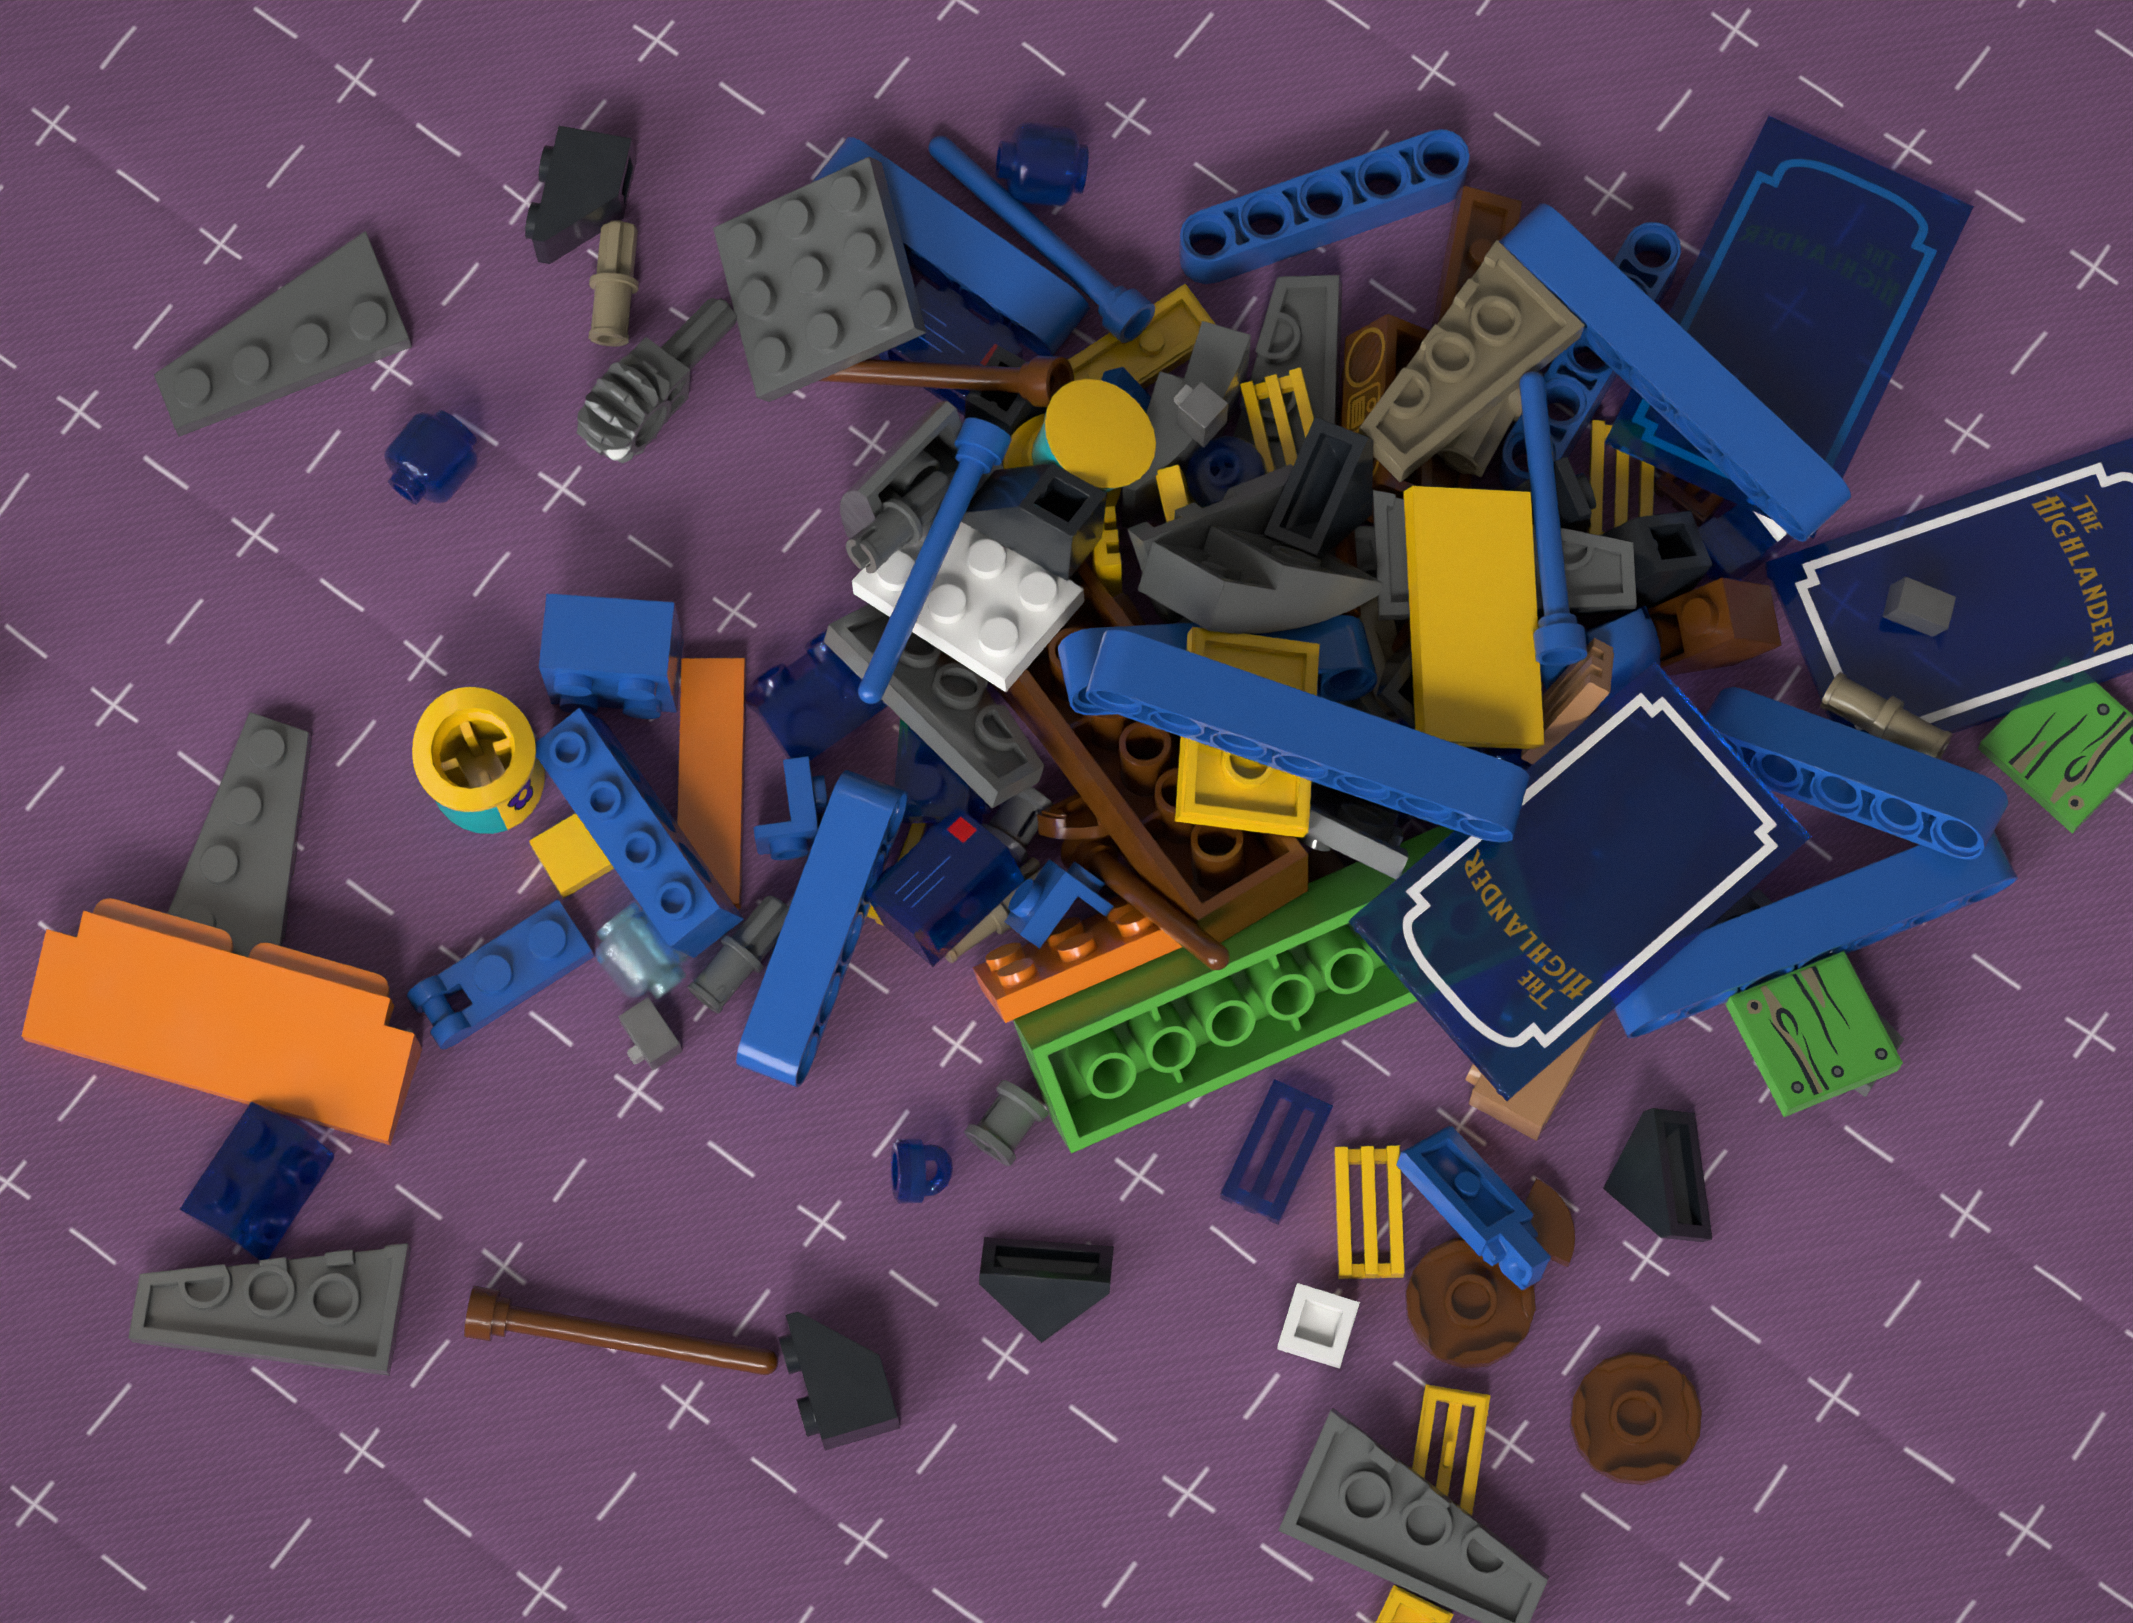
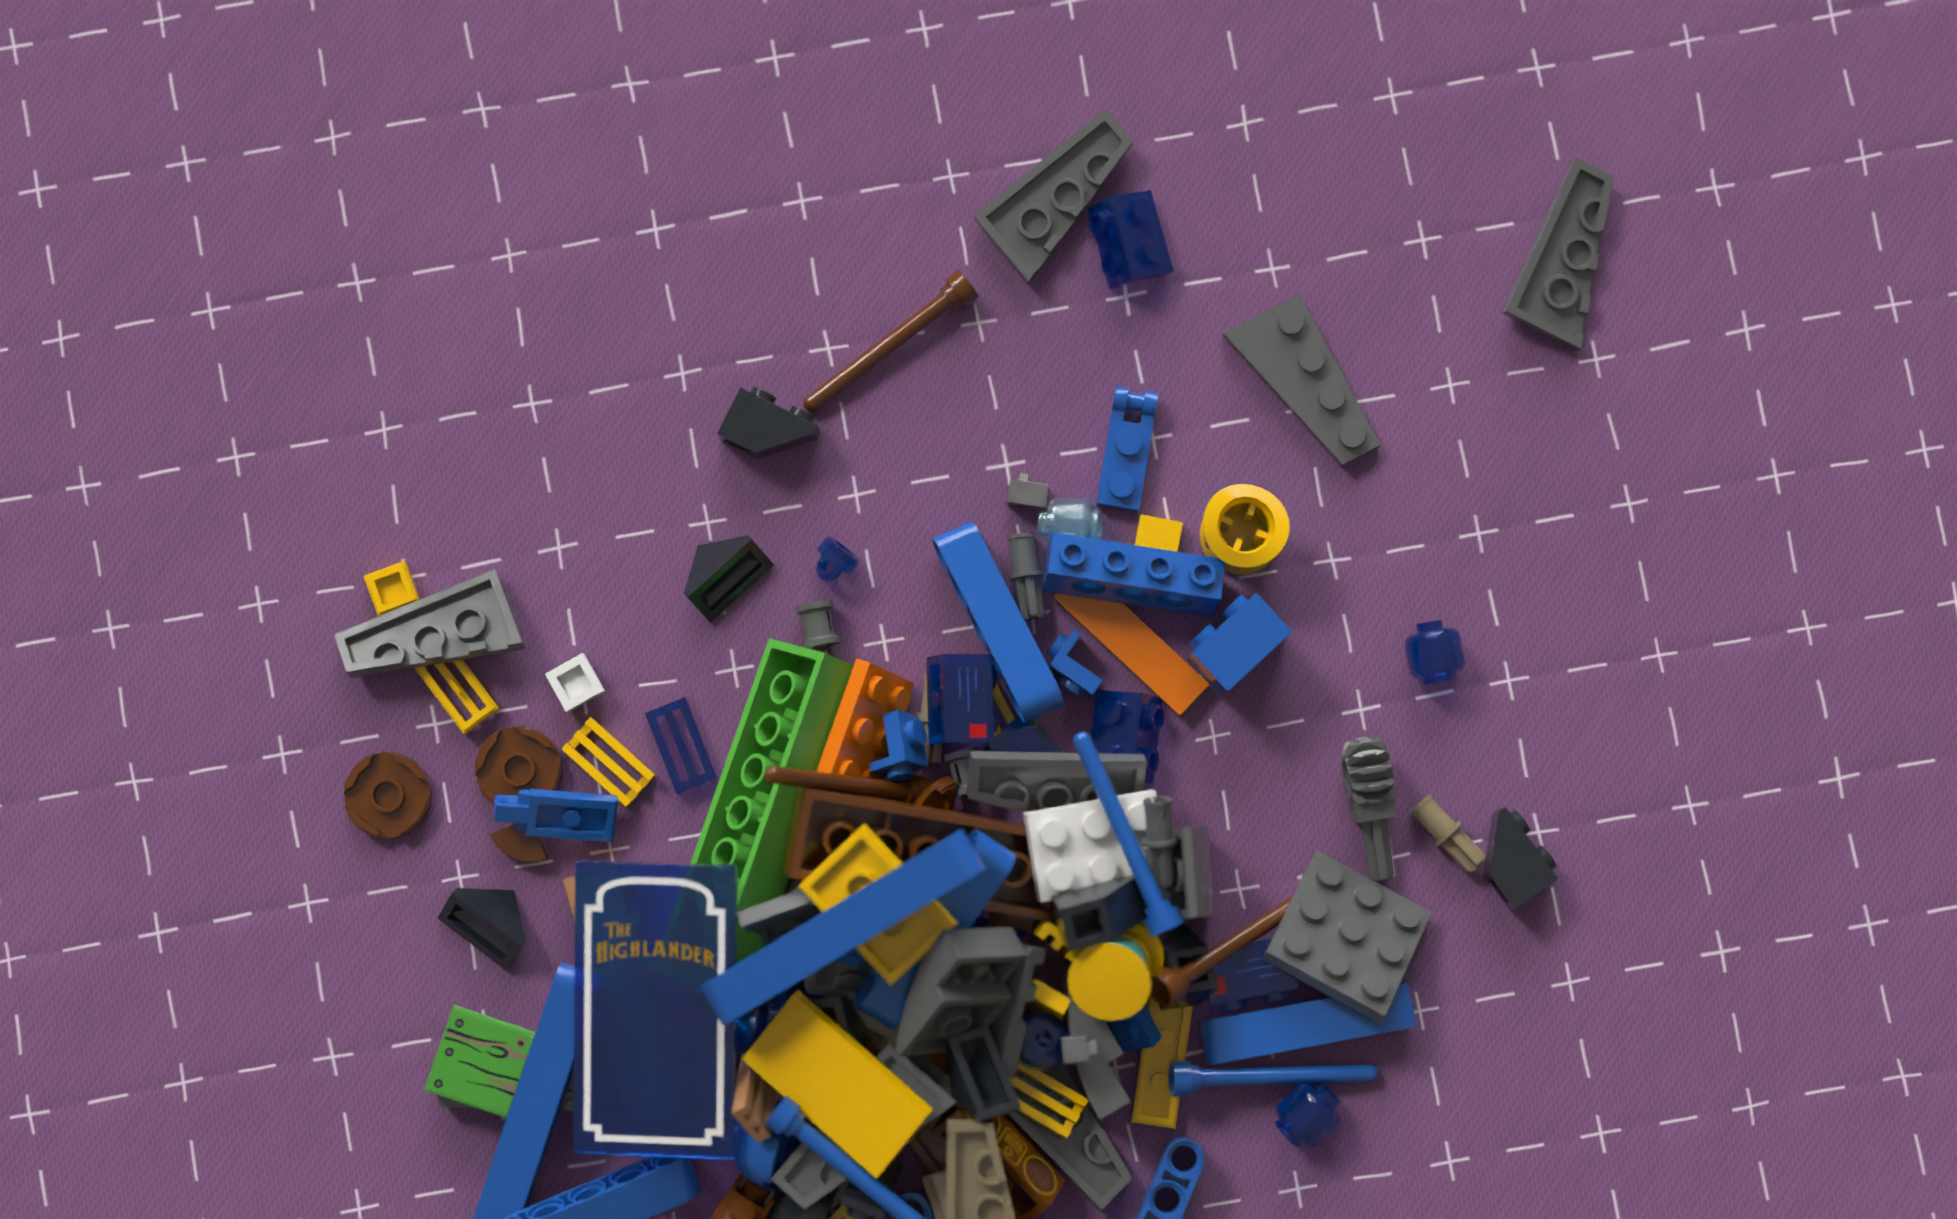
camera: 130 degrees right, 10 degrees up
(253, 1028) = (1209, 301): orange slope -> none
(297, 337) = (1567, 650): dark grey wing -> none

